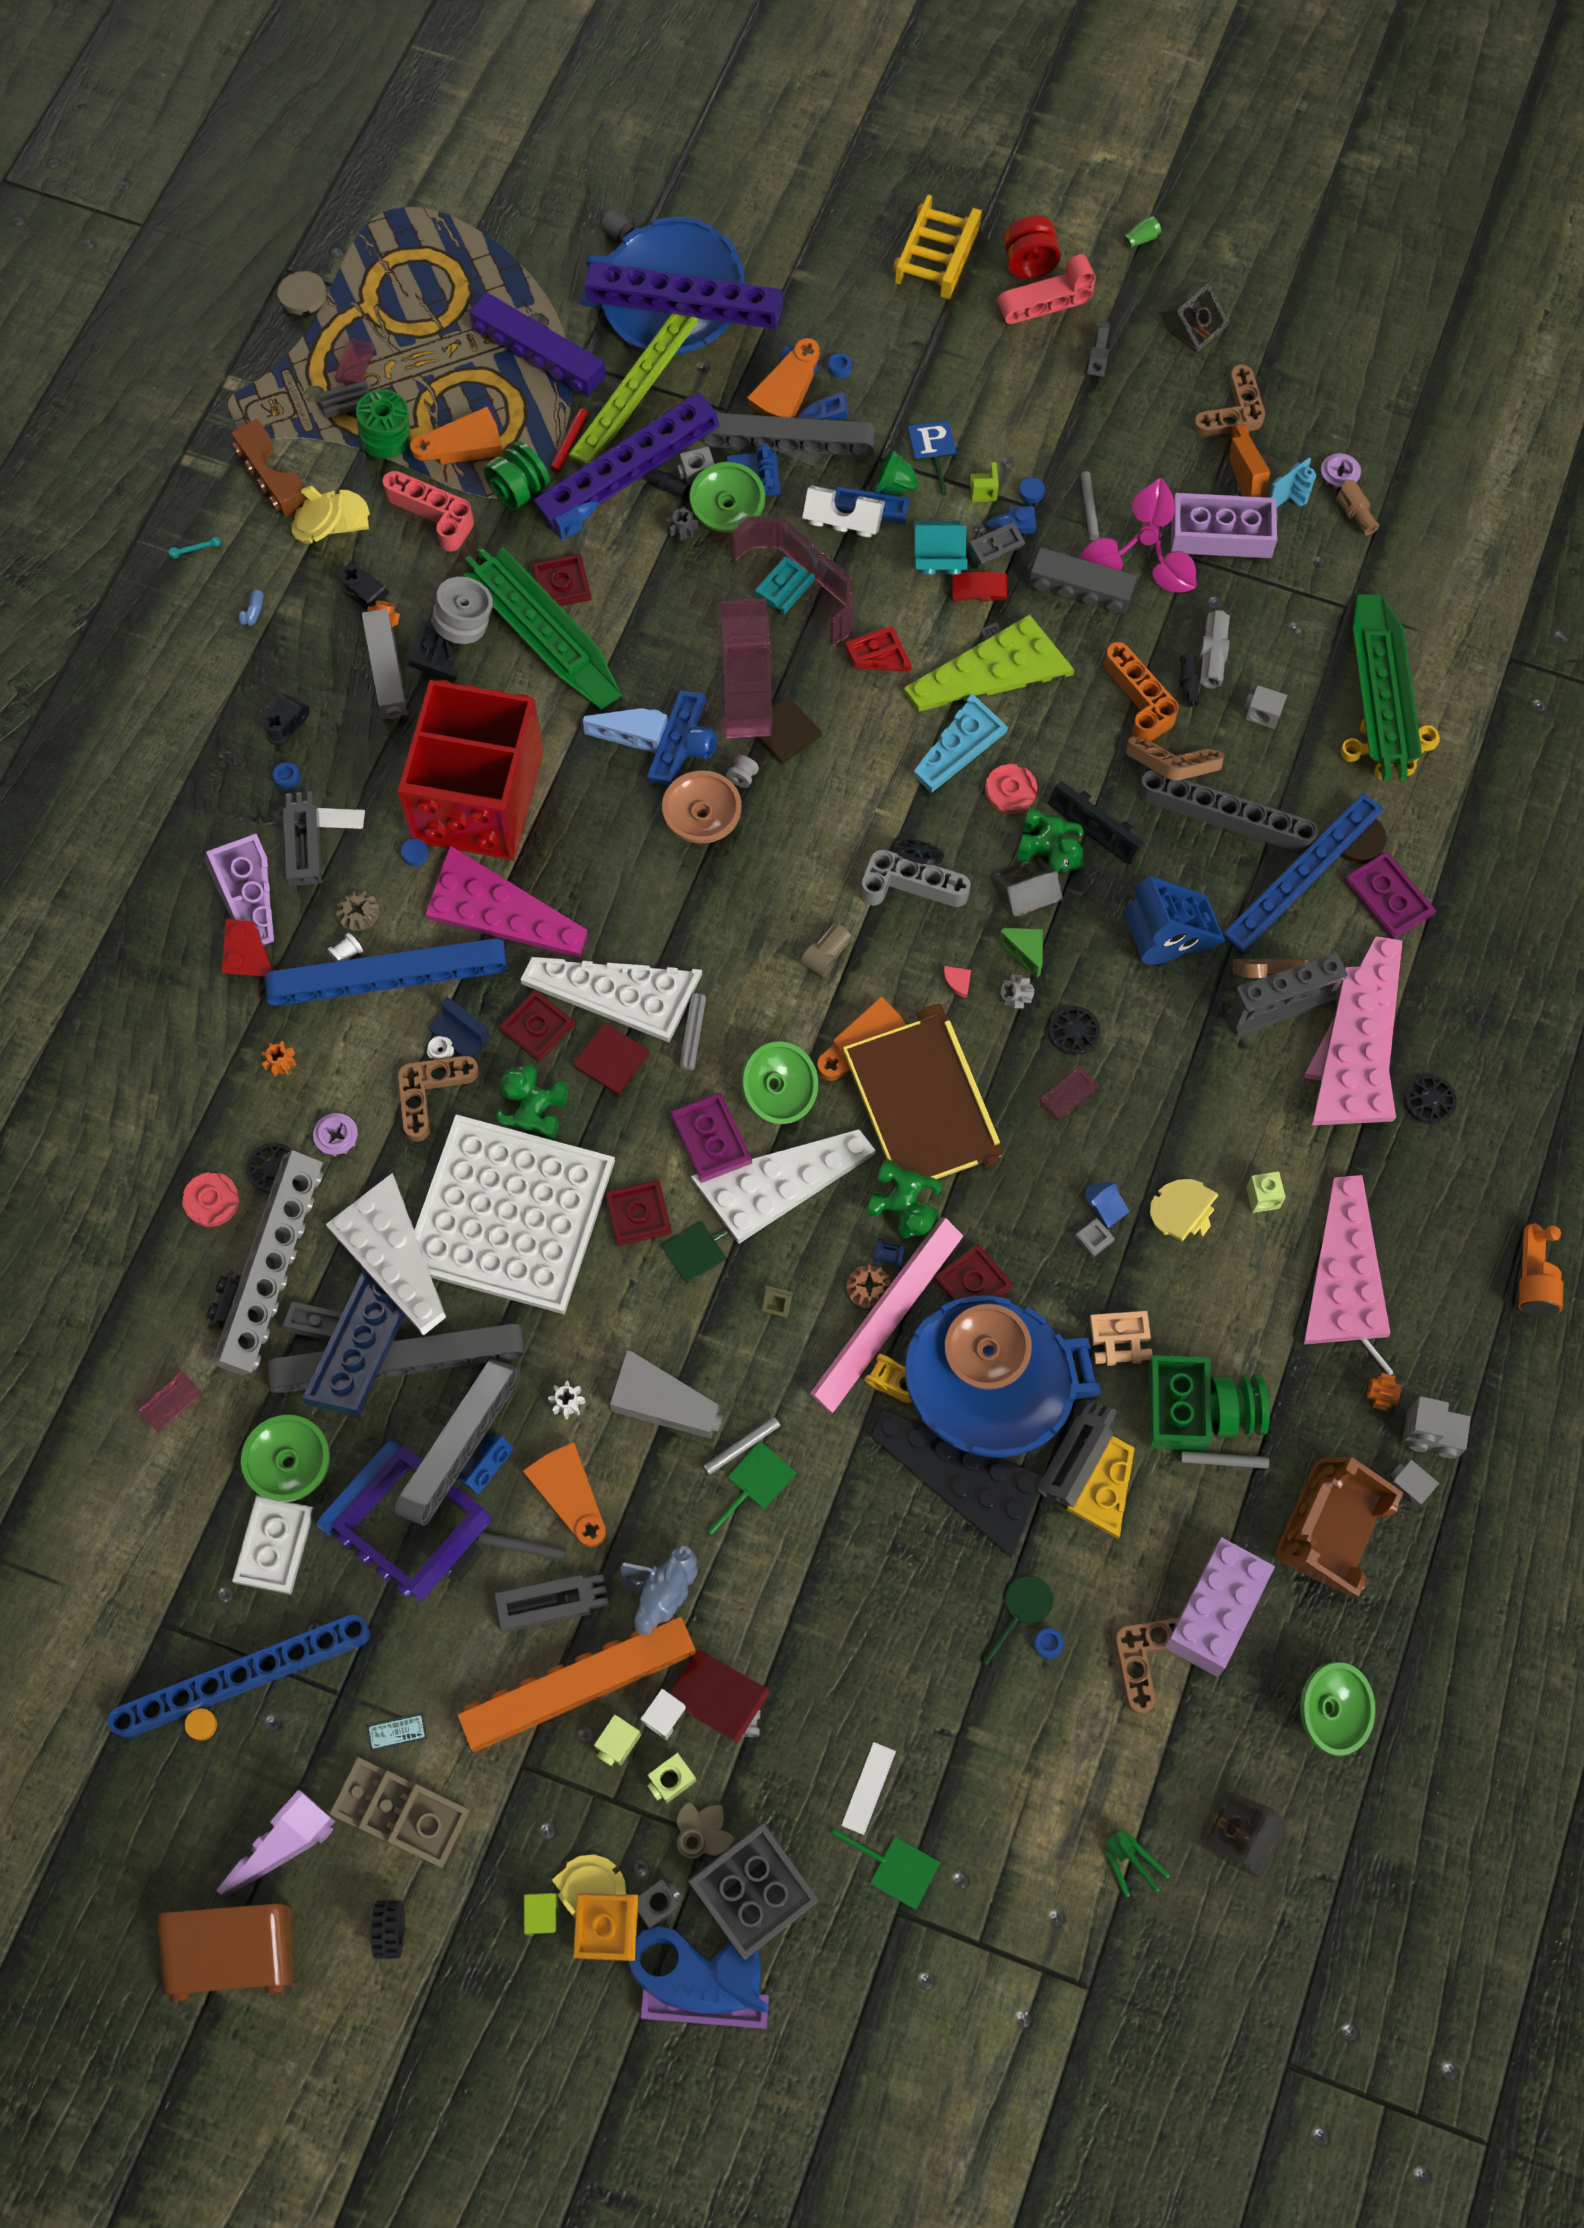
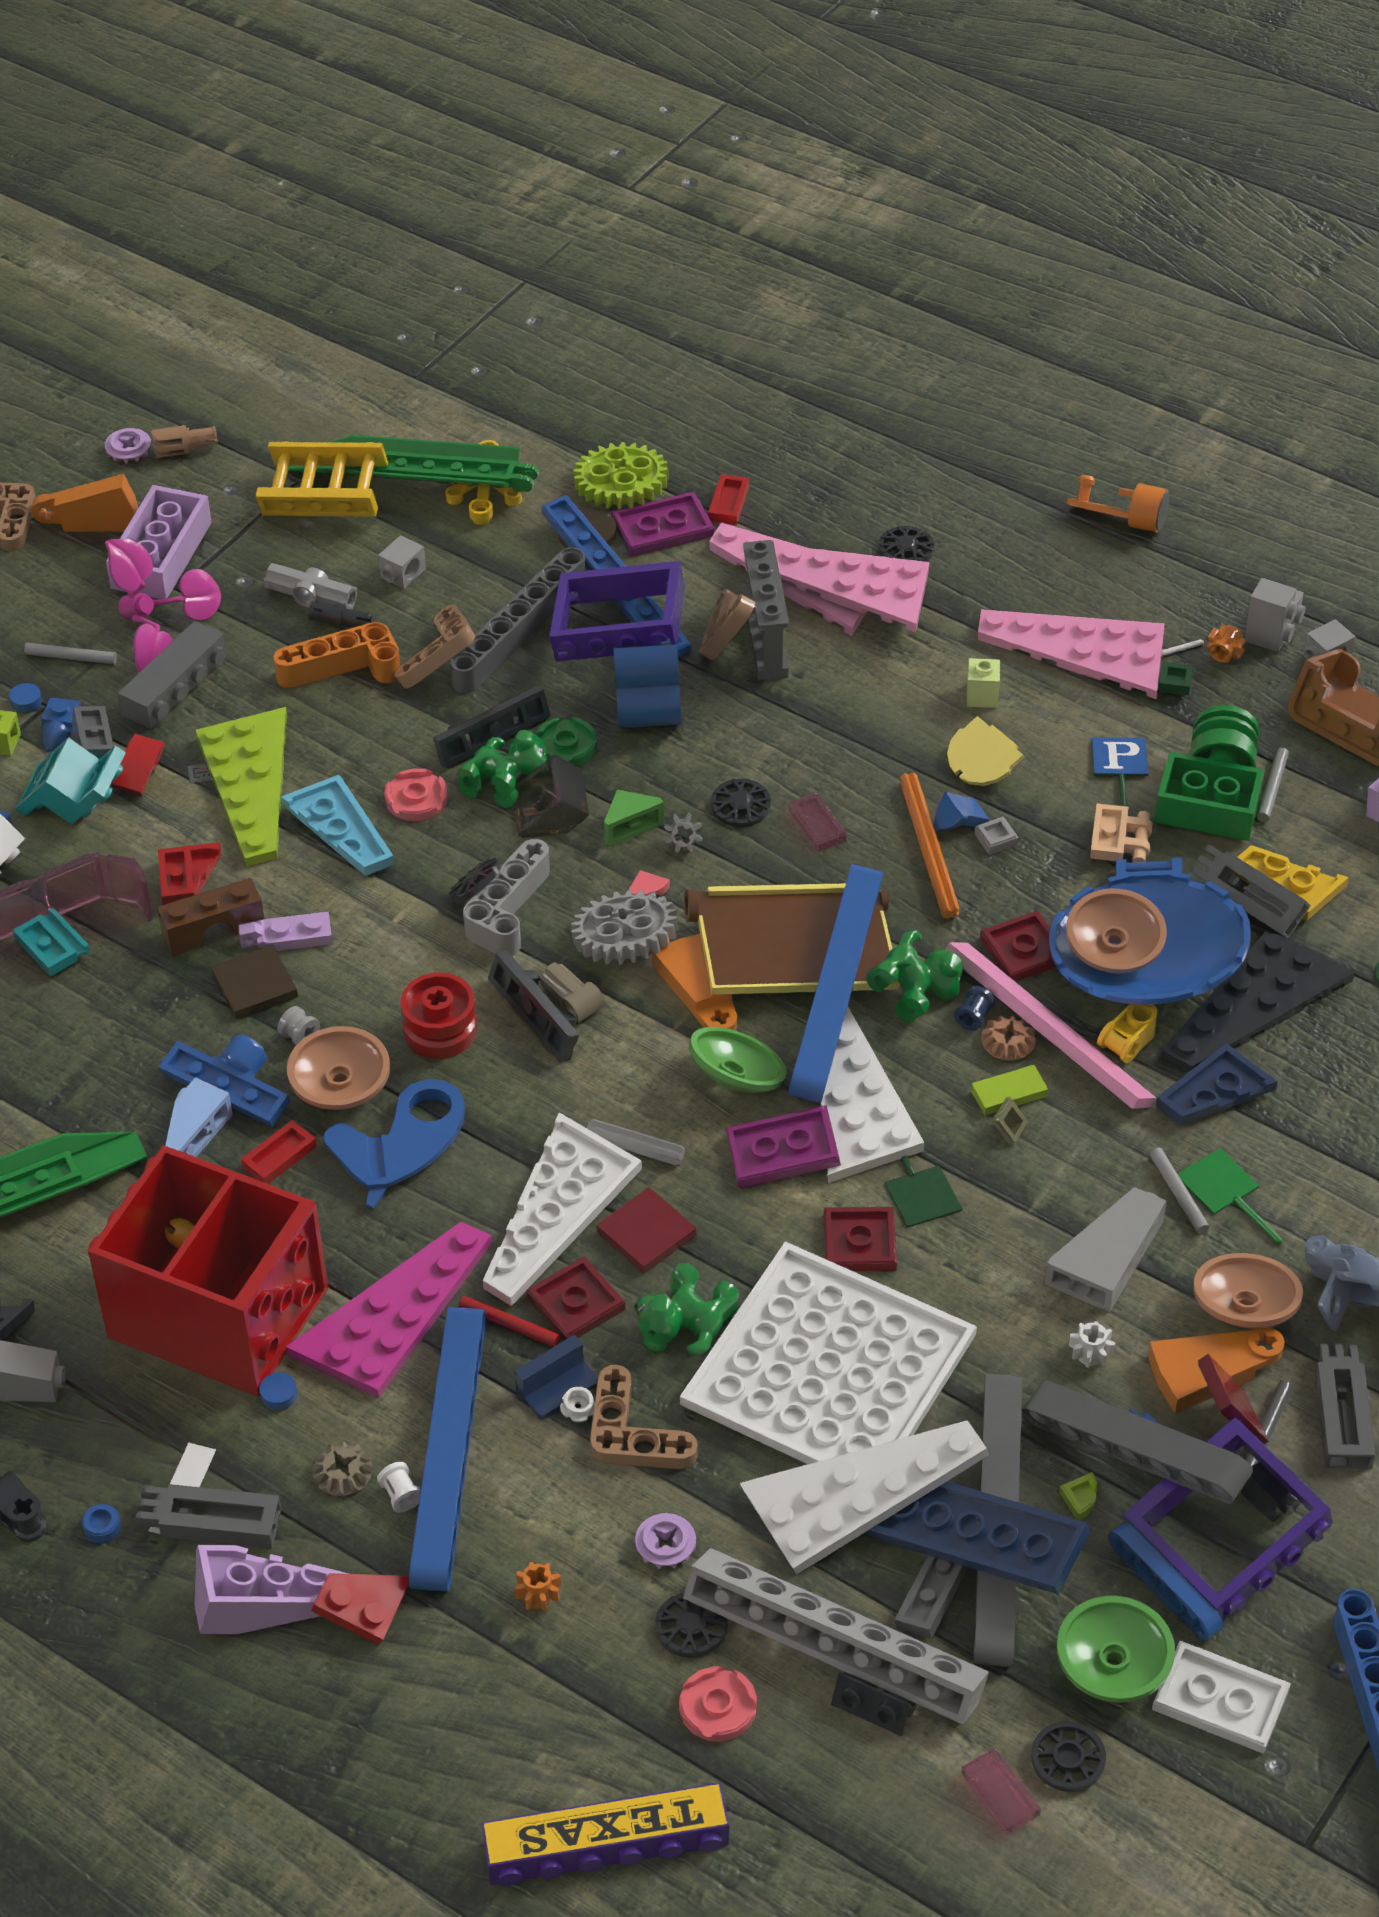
camera: 75 degrees left, 20 degrees down
(91, 1149) = (605, 1834): none -> brick
(205, 1443) = (1068, 1756): none -> black wheel
(431, 1416) = (1080, 1495): none -> lime tile
(507, 986) = (512, 1322): none -> red bar
(509, 740) = (178, 1236): none -> yellow hinge
(519, 1510) = (1230, 1397): none -> dark red tile
(626, 793) = (278, 1152): none -> red tile
(633, 867) = (406, 1148): none -> blue animal
(648, 1496) = (1247, 1290): none -> nougat dish
(746, 669) = (167, 1000): clear pink windscreen -> none
(774, 862) = (438, 1015): none -> red wheel
(814, 1296) = (1021, 1085): none -> lime tile
(823, 911) = (533, 1006): none -> black hinge
(840, 739) = (288, 932): none -> lavender hinge
(845, 691) = (188, 918): none -> reddish brown arch
(854, 1456) = (1214, 1085): none -> dark blue wing
(874, 1137) = (835, 984): none -> blue beam
(901, 971) = (624, 927): none -> light grey gear
(1066, 1185) = (929, 846): none -> orange axle
(1102, 882) = (569, 739): none -> green tile
(1219, 1325) = (1120, 758): none -> blue piece
(1277, 863) = (610, 585): none -> dark purple window
(1294, 485) = (139, 468): medium azure hinge -> none
(1317, 634) = (322, 501): none -> yellow fence
(1328, 1355) = (1175, 678): none -> dark green plate
(1438, 941) = (728, 499): none -> red tile
(1455, 853) = (621, 475): none -> lime gear

